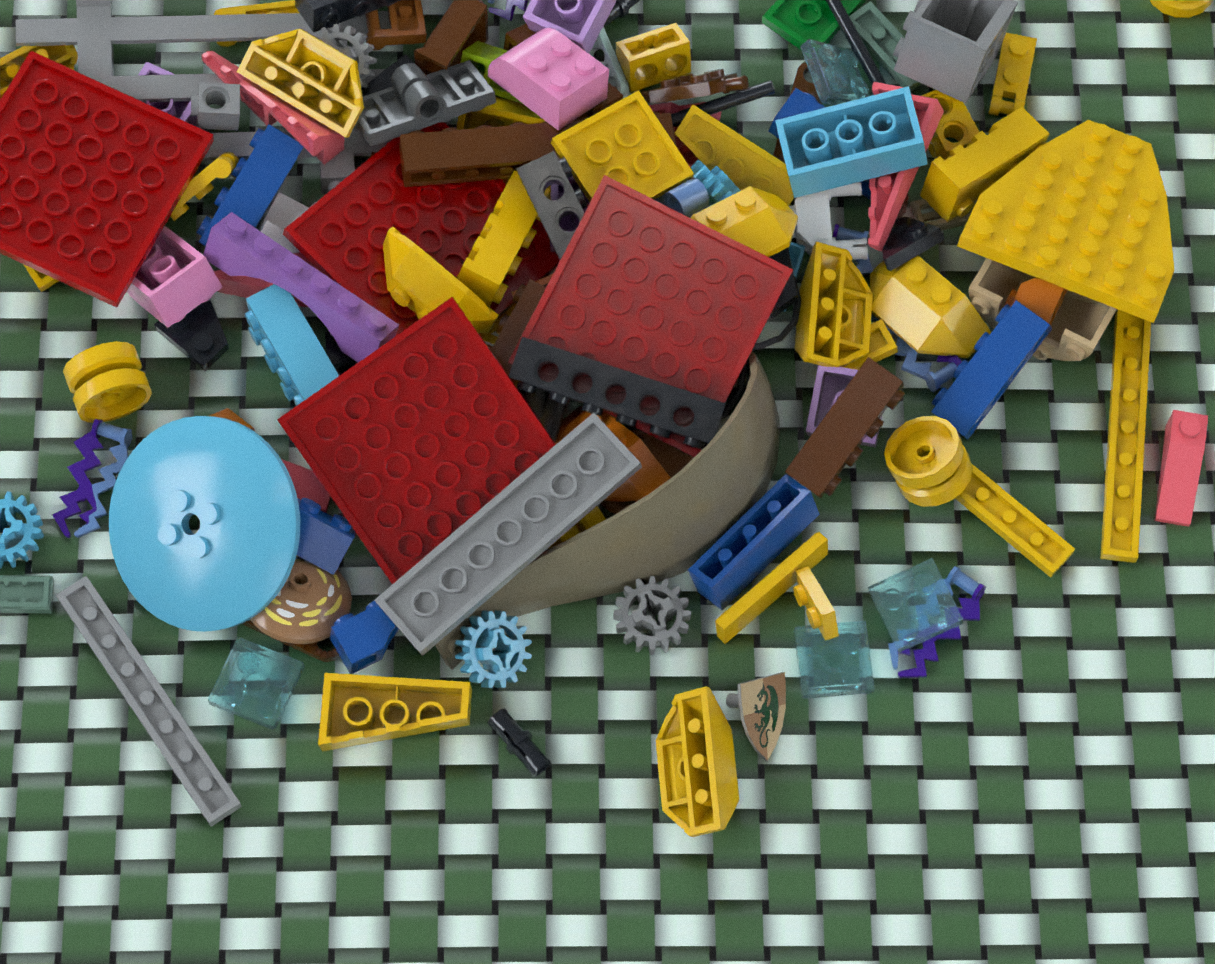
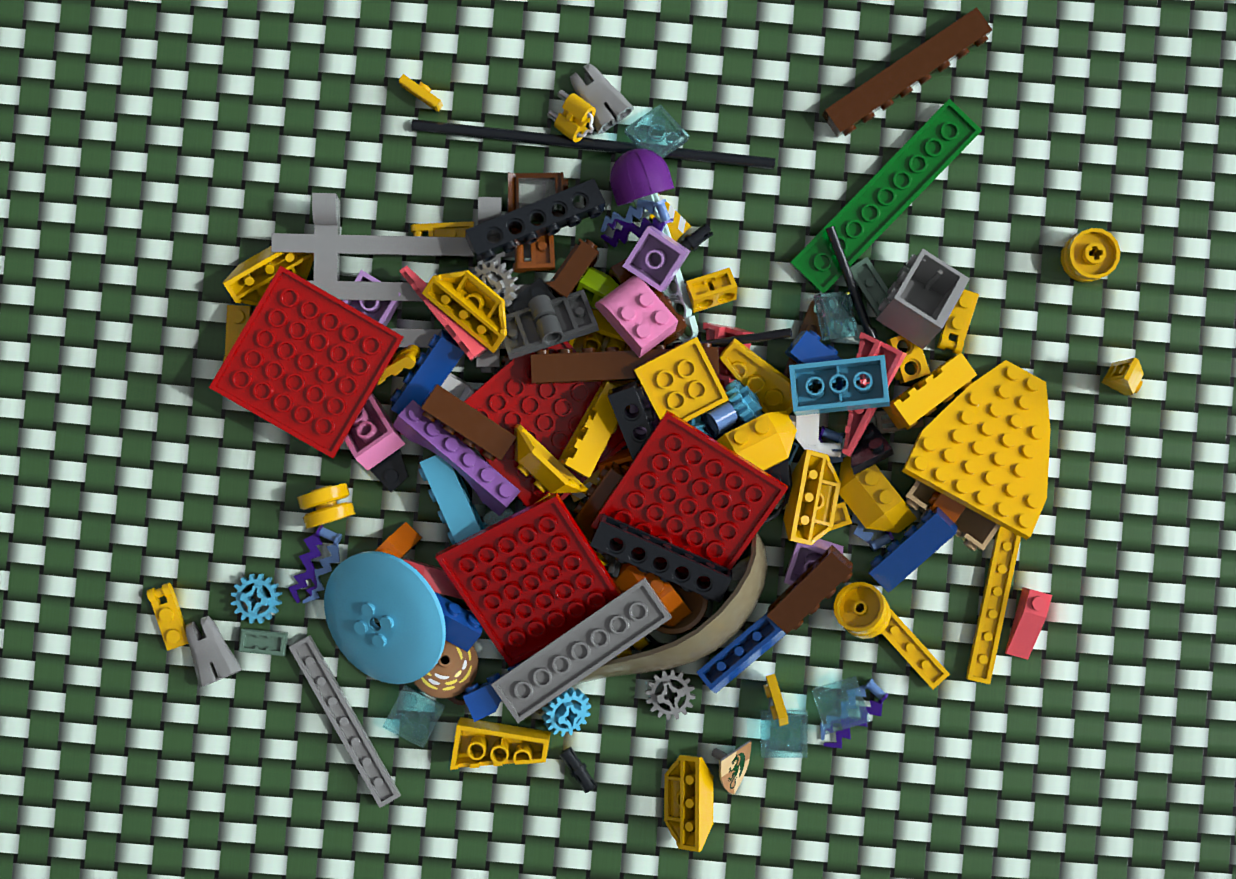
camera: 10 degrees right, 20 degrees up
(221, 94) = (417, 309): light grey brick -> none
(314, 230) = (468, 422): none -> reddish brown brick
(695, 86) = (737, 322): reddish brown plate -> none
(770, 588) = (749, 682): yellow tile -> none

